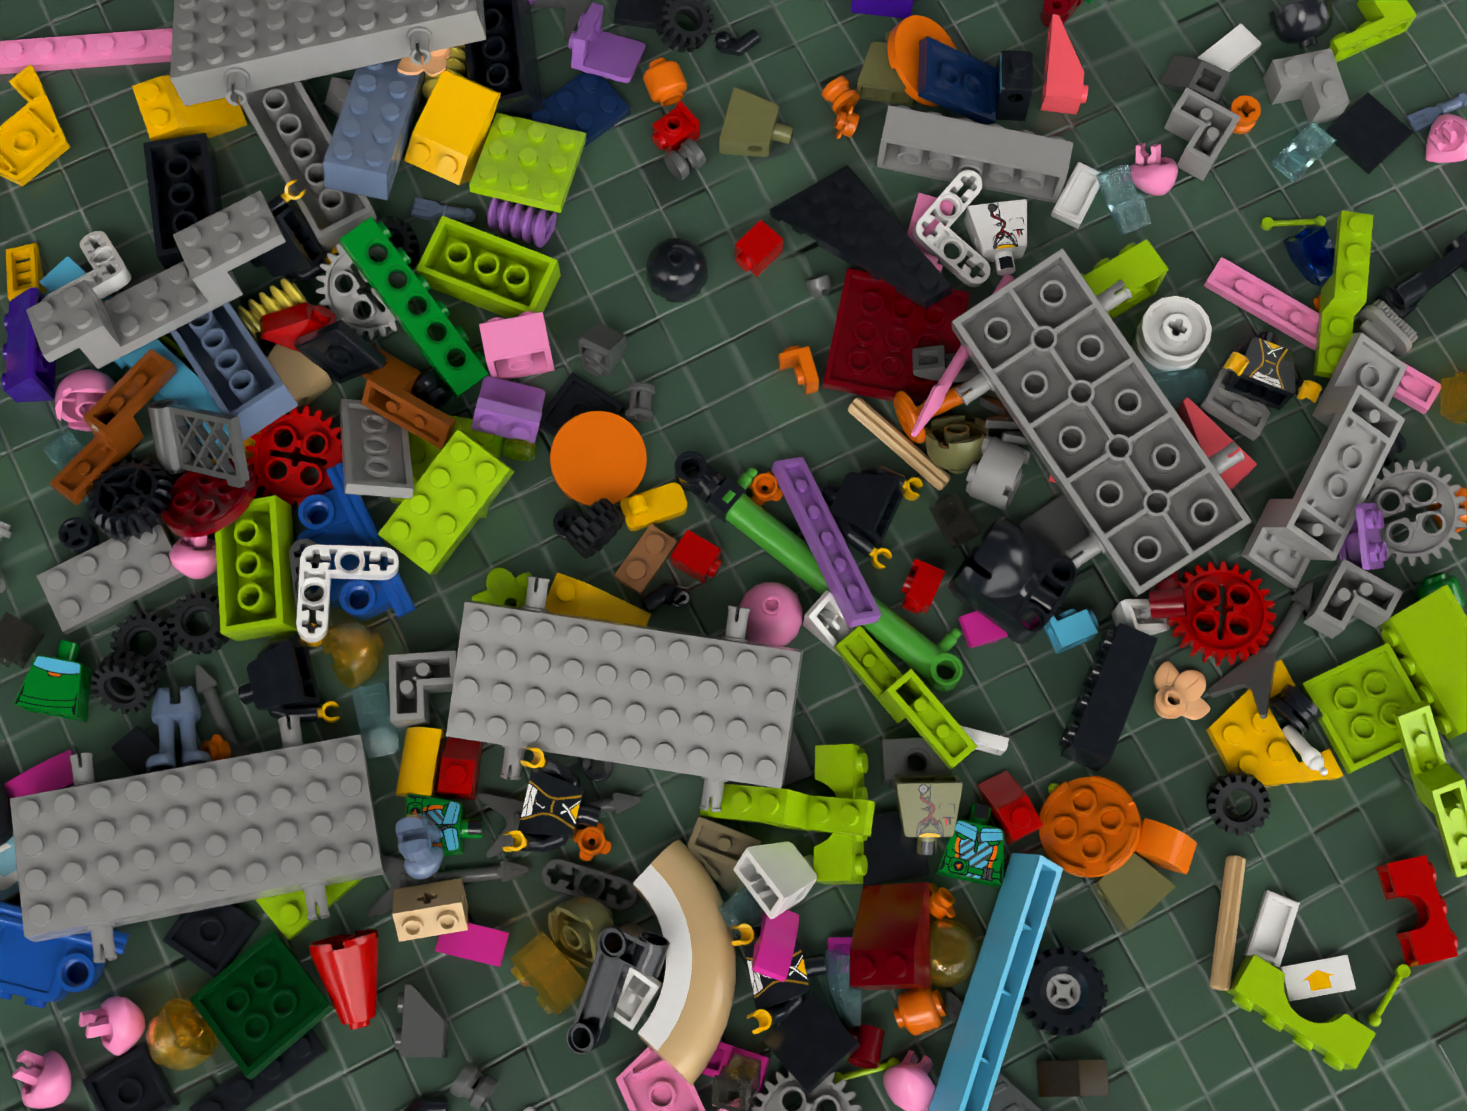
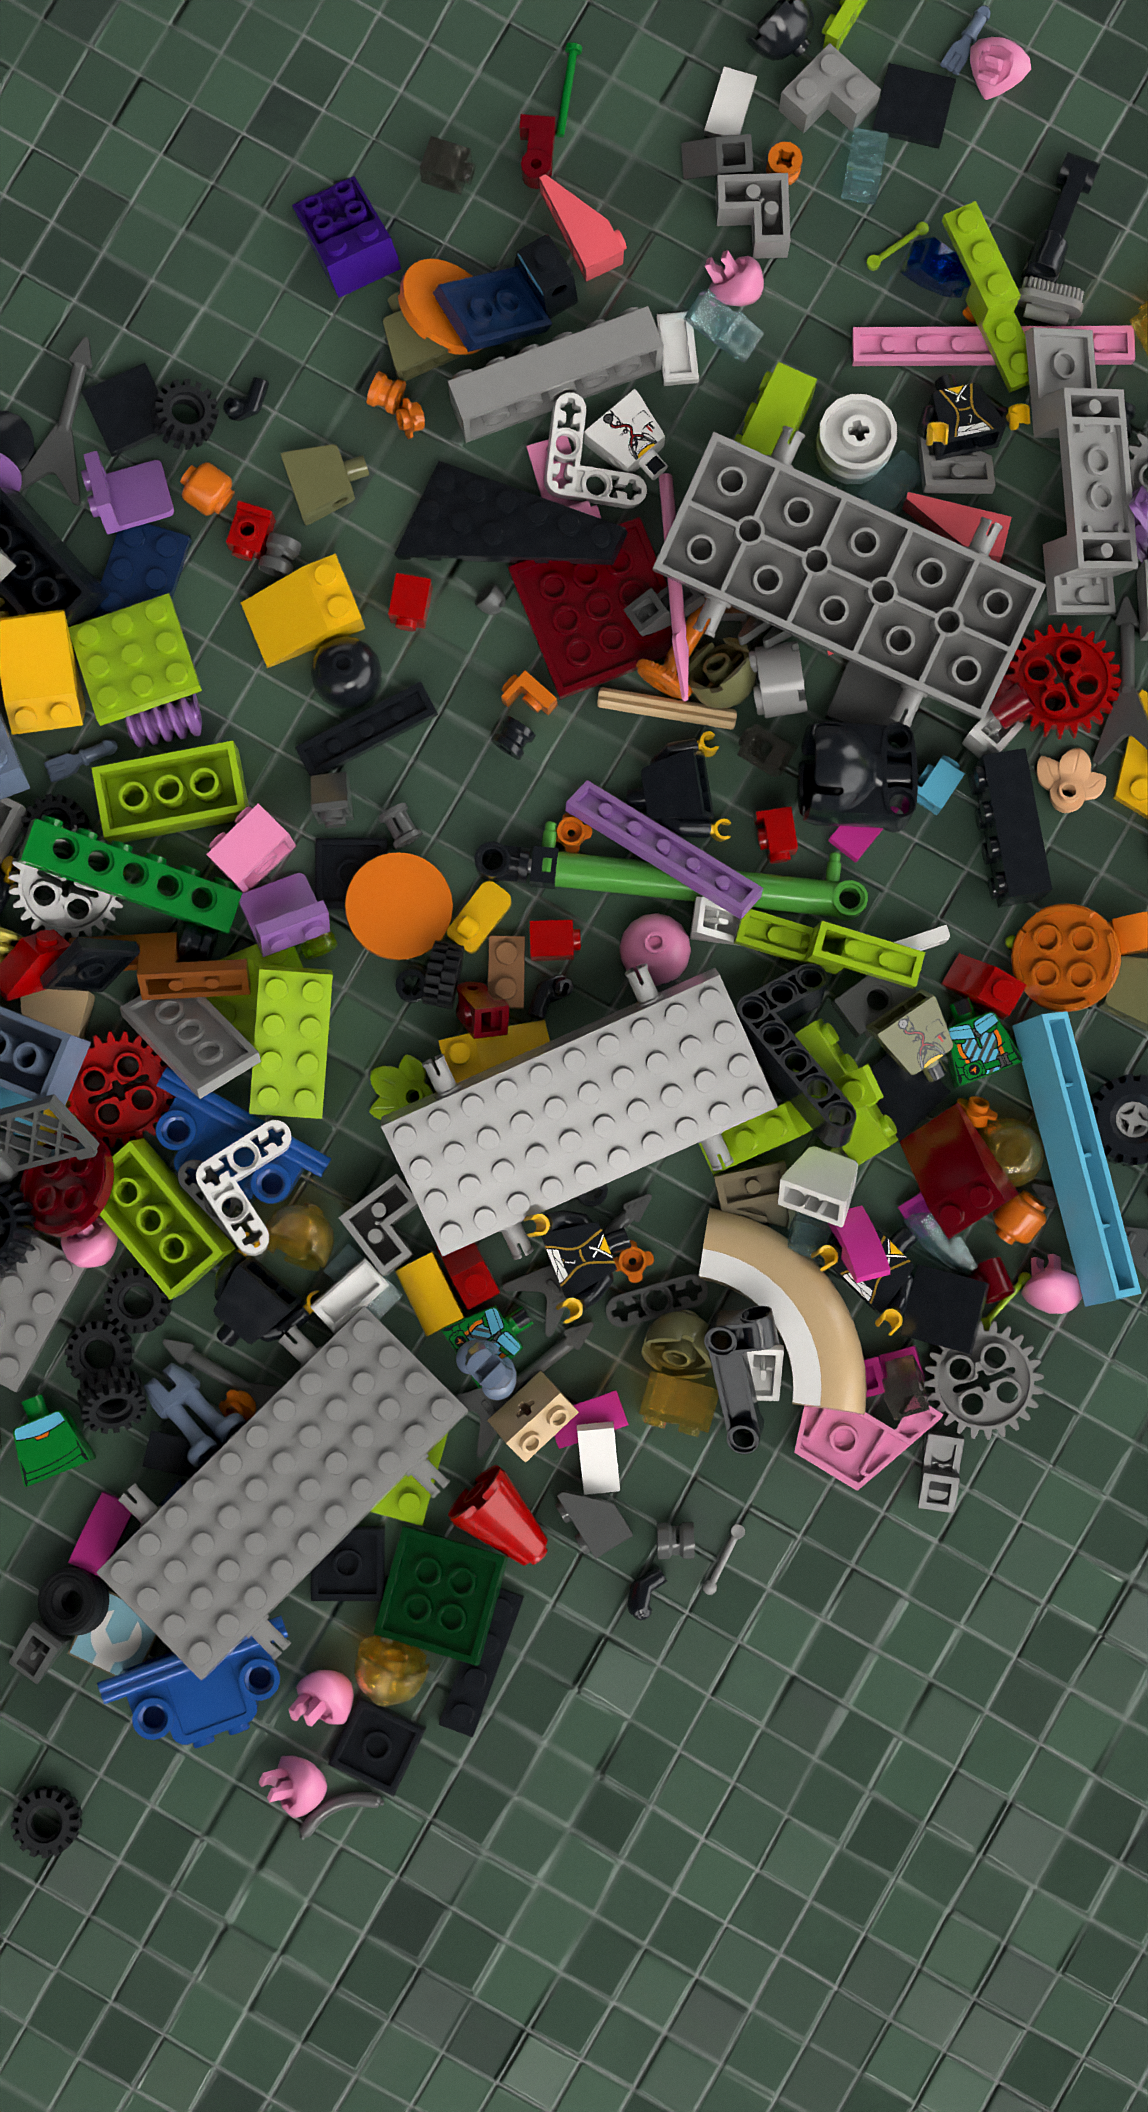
camera: 30 degrees left, 10 degrees up
(362, 719) = (349, 1295): none -> white tile
(458, 977) = (598, 1457): none -> white tile
(603, 572) = (480, 1012): none -> dark red leg
(663, 319) = (366, 730): none -> black plate
(676, 207) = (303, 611): none -> yellow slope
(768, 391) = (513, 737): none -> black wheel
(815, 719) = (789, 1053): none -> black beam

